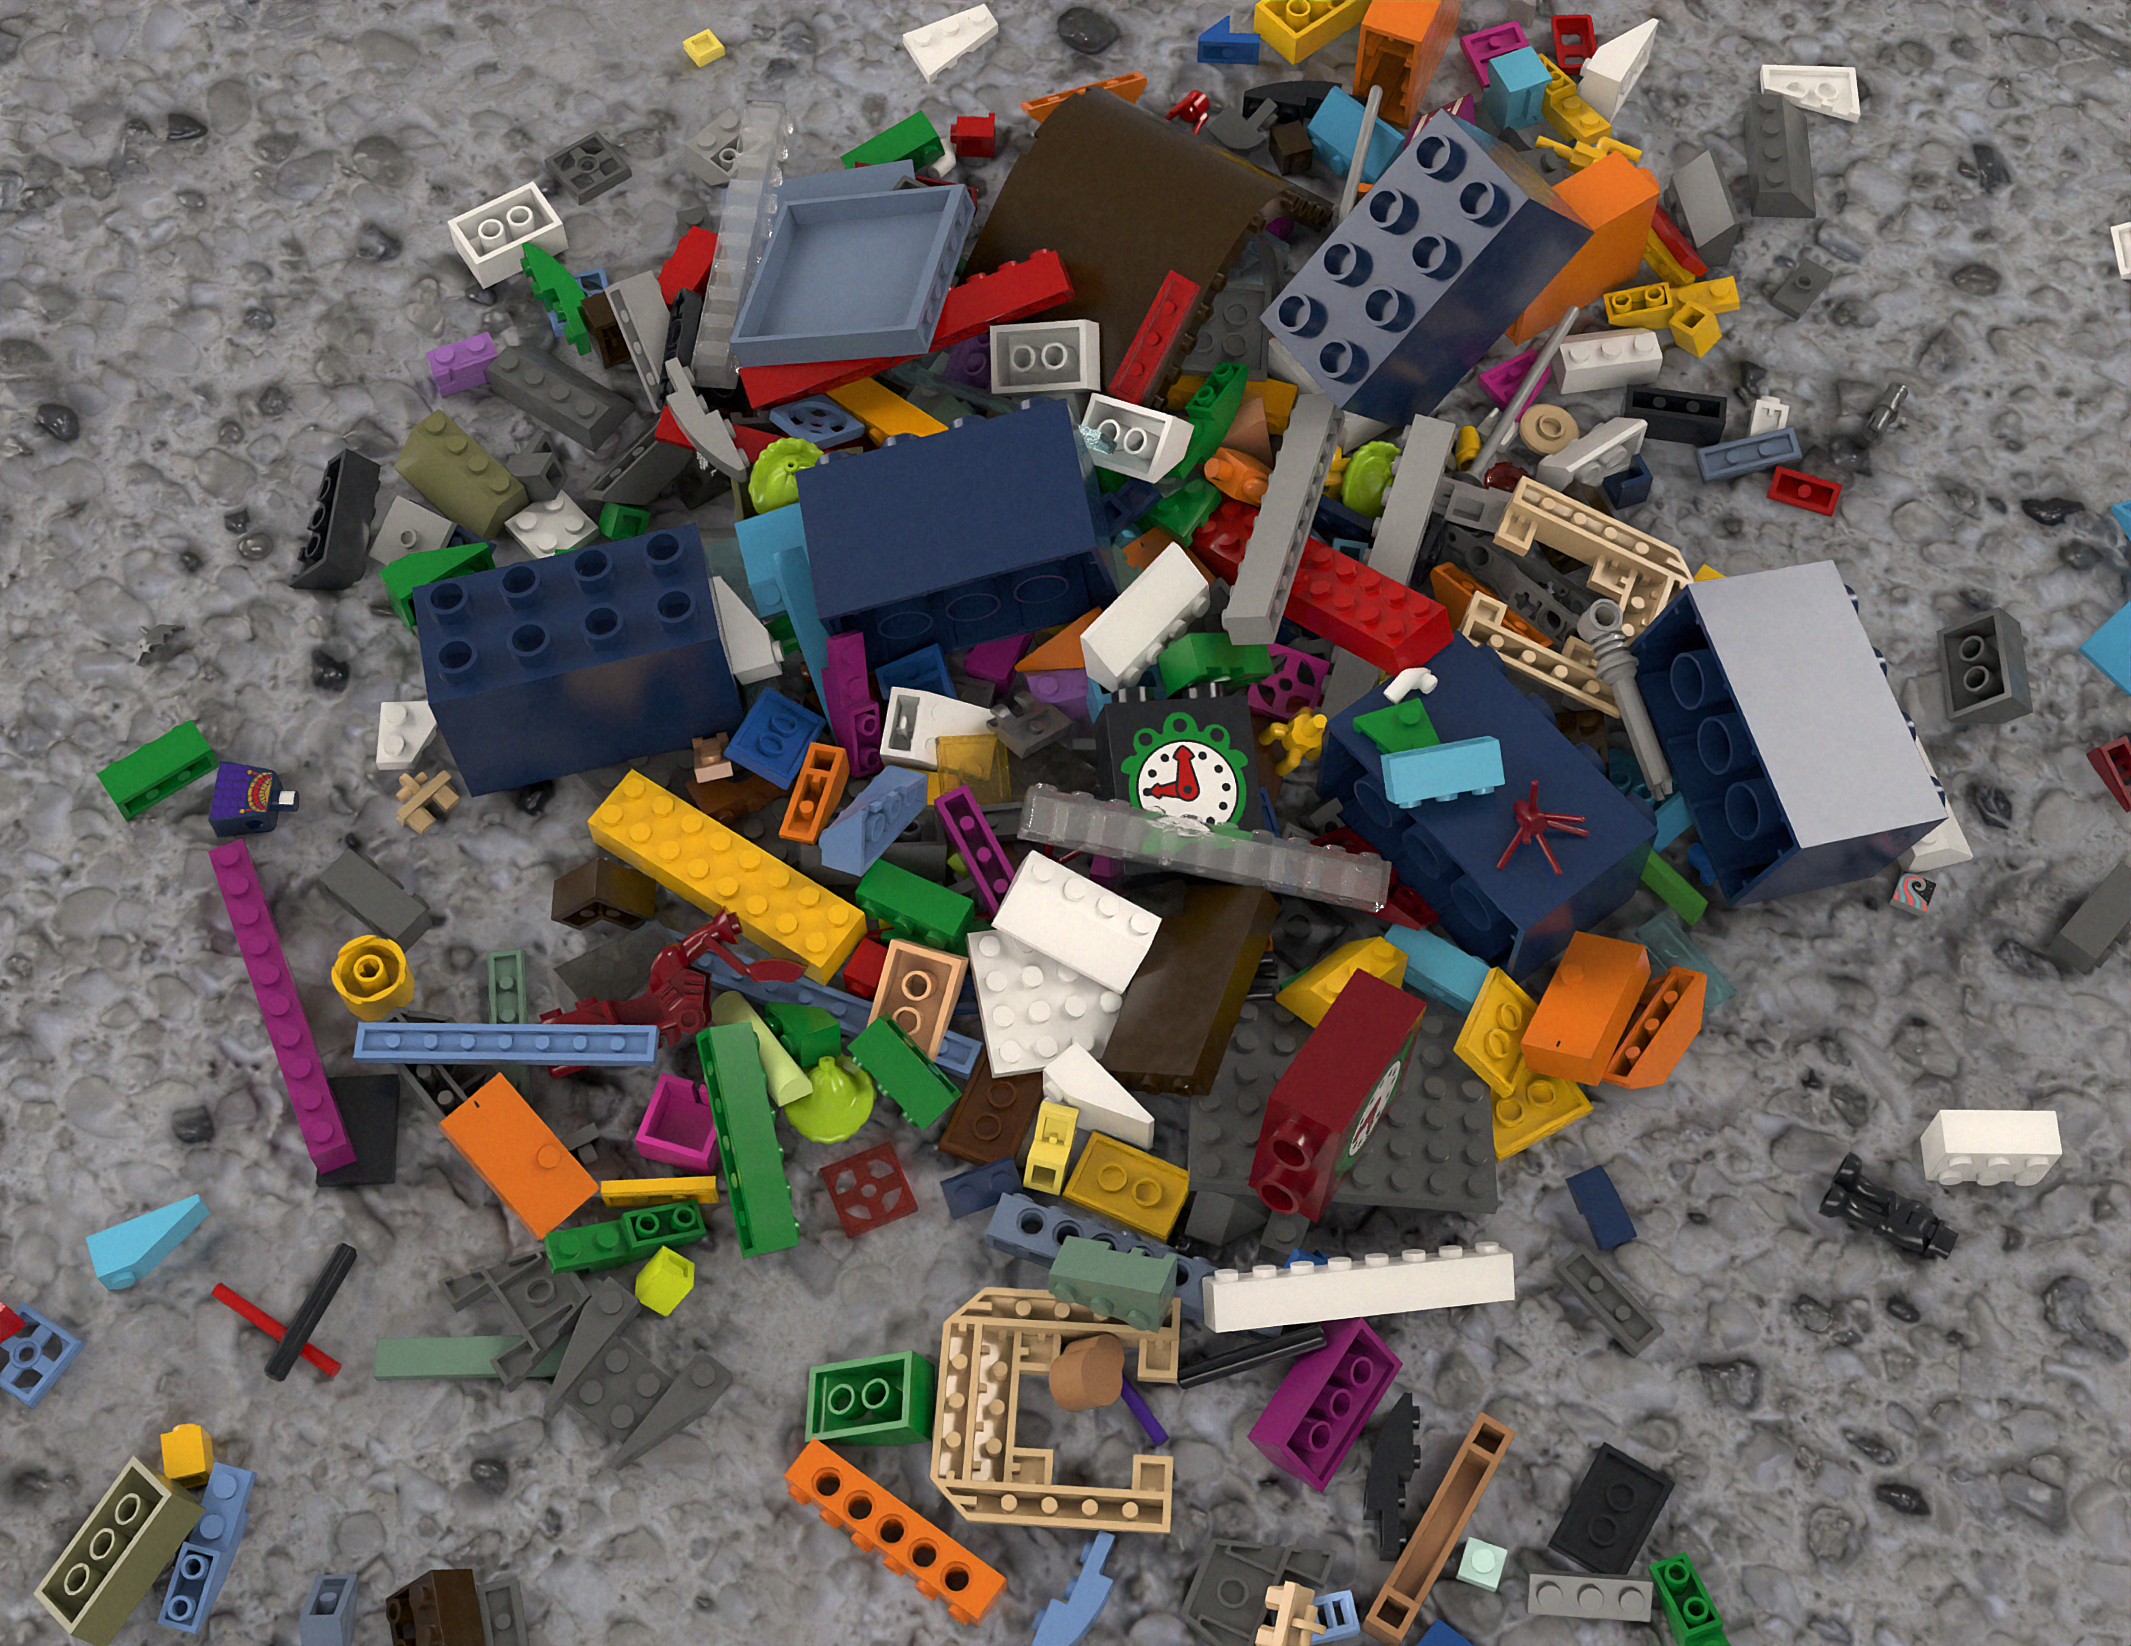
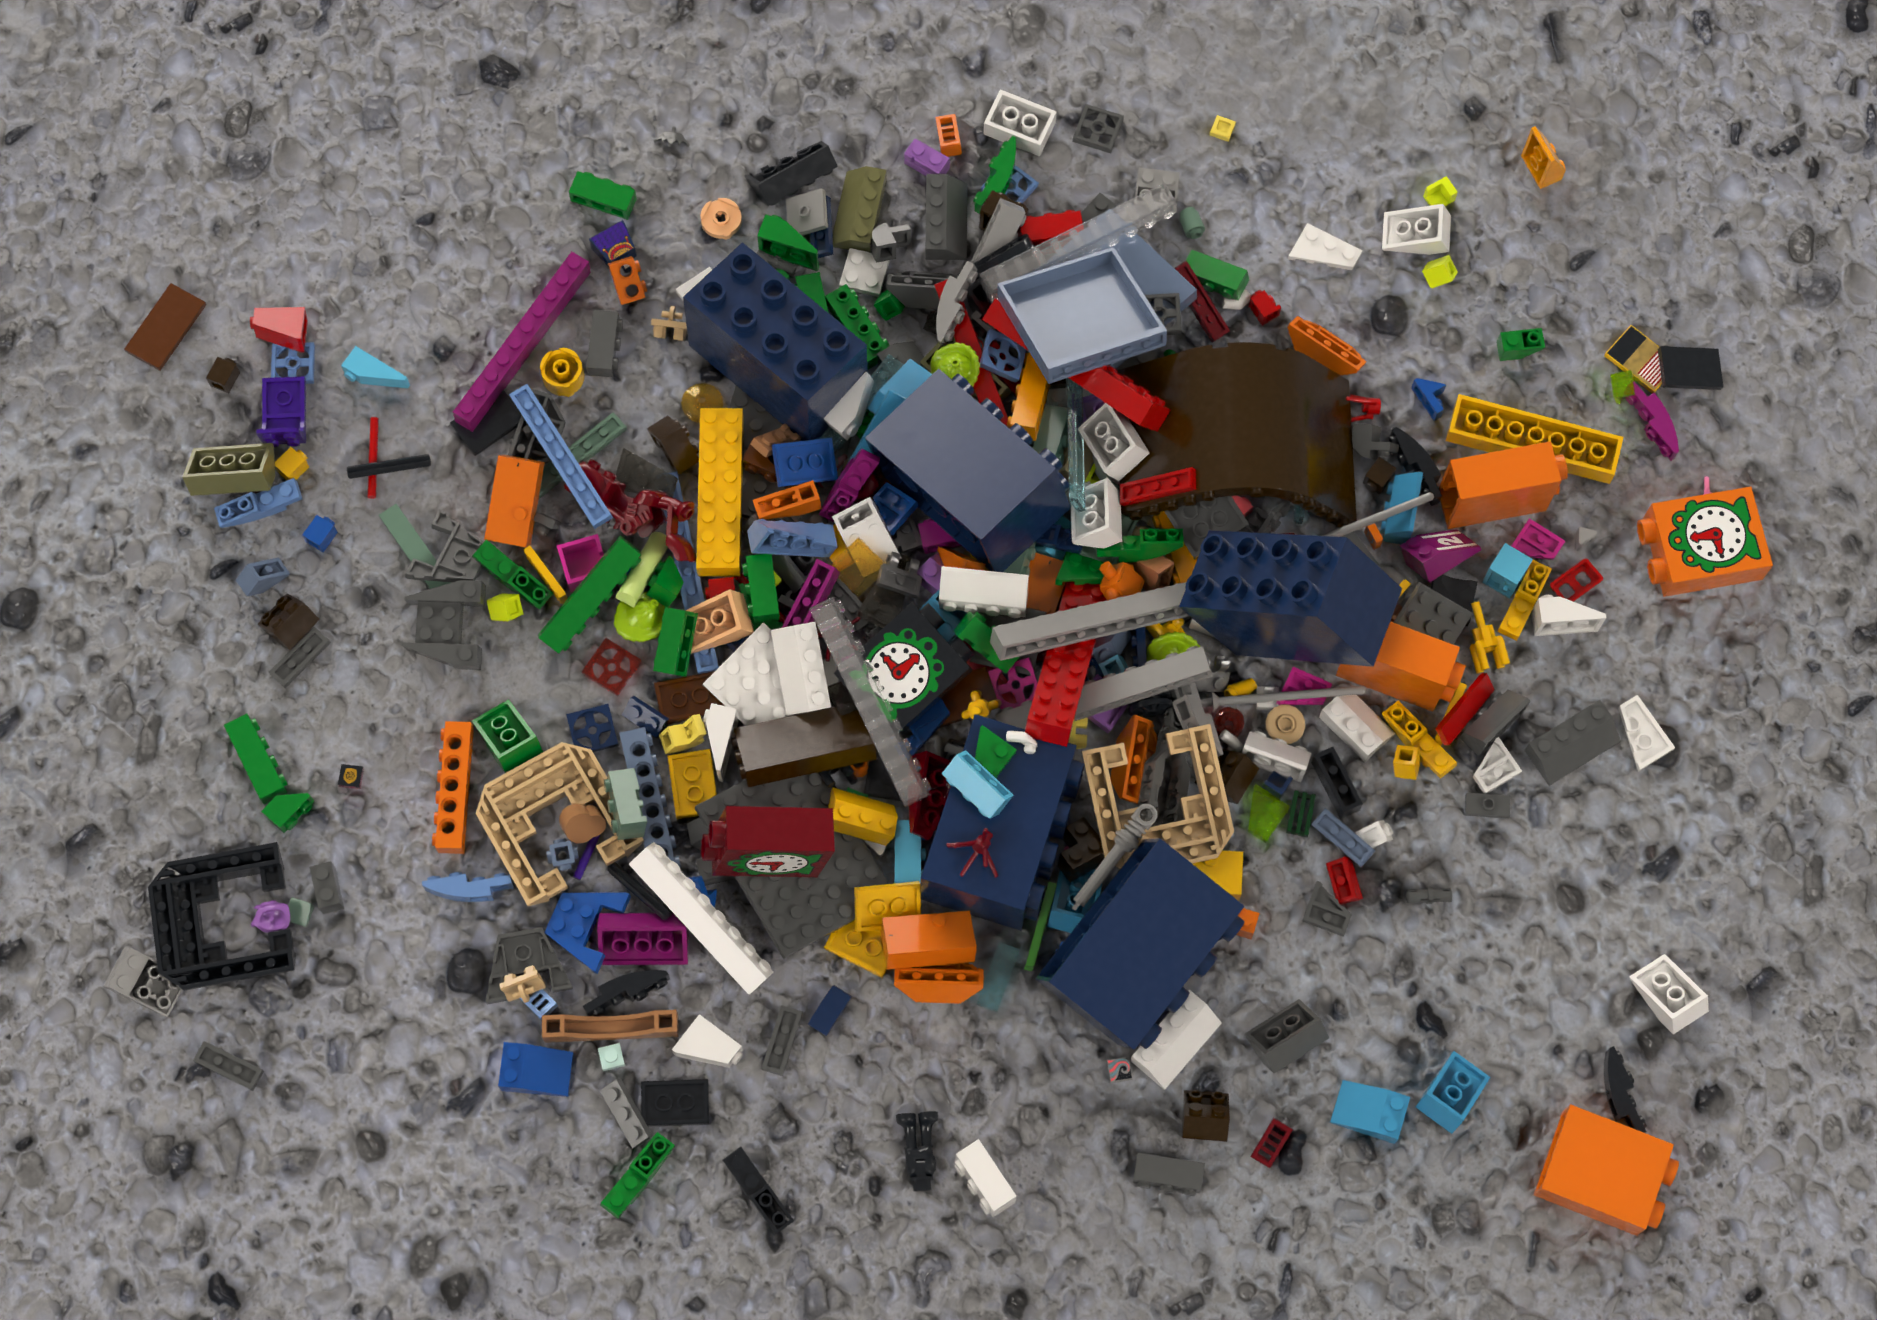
camera: 55 degrees right, 10 degrees up
(92, 1413) = (283, 411): none -> dark purple bracket
(310, 818) = (622, 282): none -> orange brick
(328, 664) = (723, 229): none -> light nougat plate
(332, 1482) = (320, 533): none -> blue brick
(468, 322) = (948, 147): none -> orange slope
(569, 846) = (692, 406): none -> clear yellow dish
(805, 144) = (1191, 223): none -> sand green brick
(917, 1267) = (590, 721): none -> dark blue piece
(1123, 1422) = (562, 845): none -> sand blue brick
(1233, 1484) = (575, 920): none -> blue wing
(1551, 1406) = (708, 1045): none -> white slope
(1657, 517) = (1265, 813): none -> clear neon green wing
(1685, 481) = (1304, 796): none -> dark green tile
(1762, 253) = (1496, 768): none -> white wing
(1828, 1474) = (758, 1190): none -> black slope
(1836, 531) = (1326, 911): none -> dark grey wing
(2045, 826) = (1205, 1115): none -> dark brown slope

